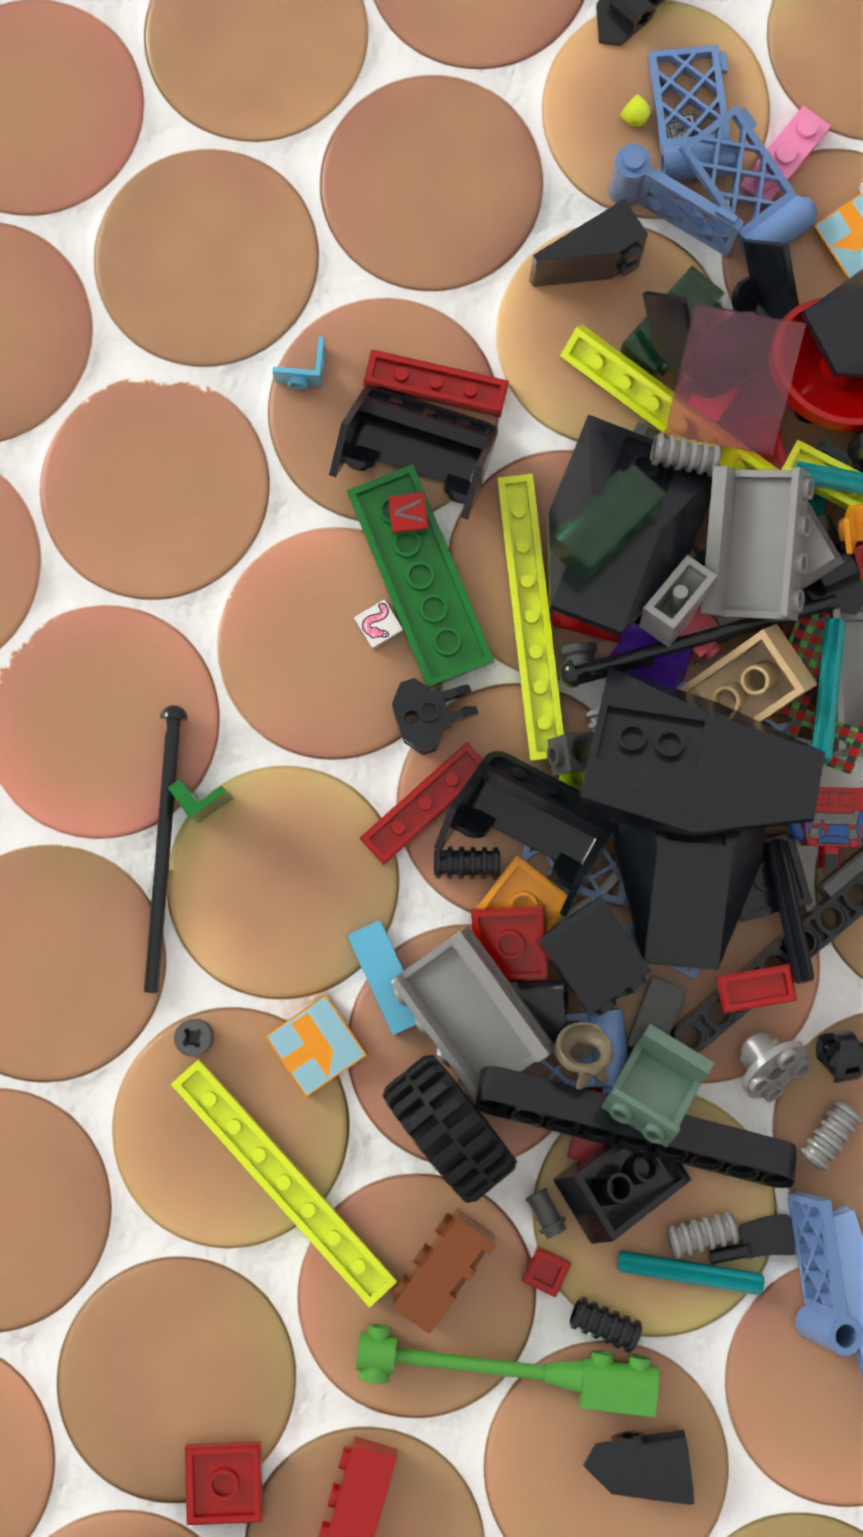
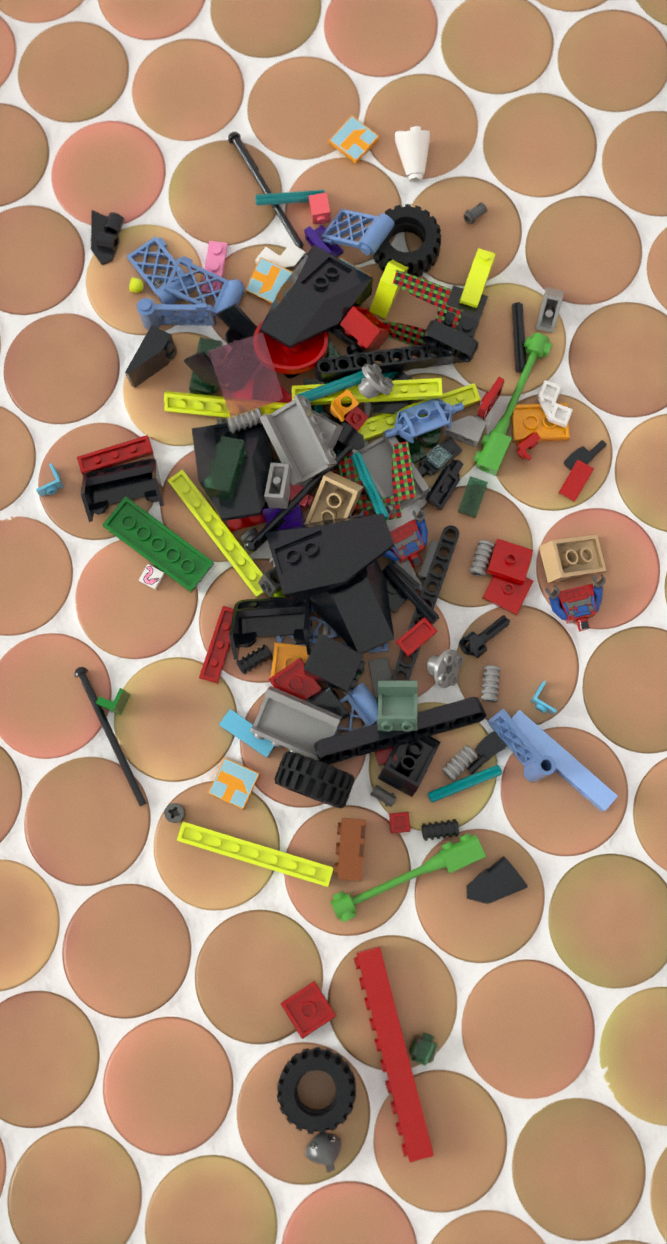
camera: 25 degrees left, 5 degrees down
(408, 513) = (135, 519): red tile -> none
(432, 713) = (198, 601): black hinge -> none
(579, 1041) = (351, 708): dark tan piece -> none

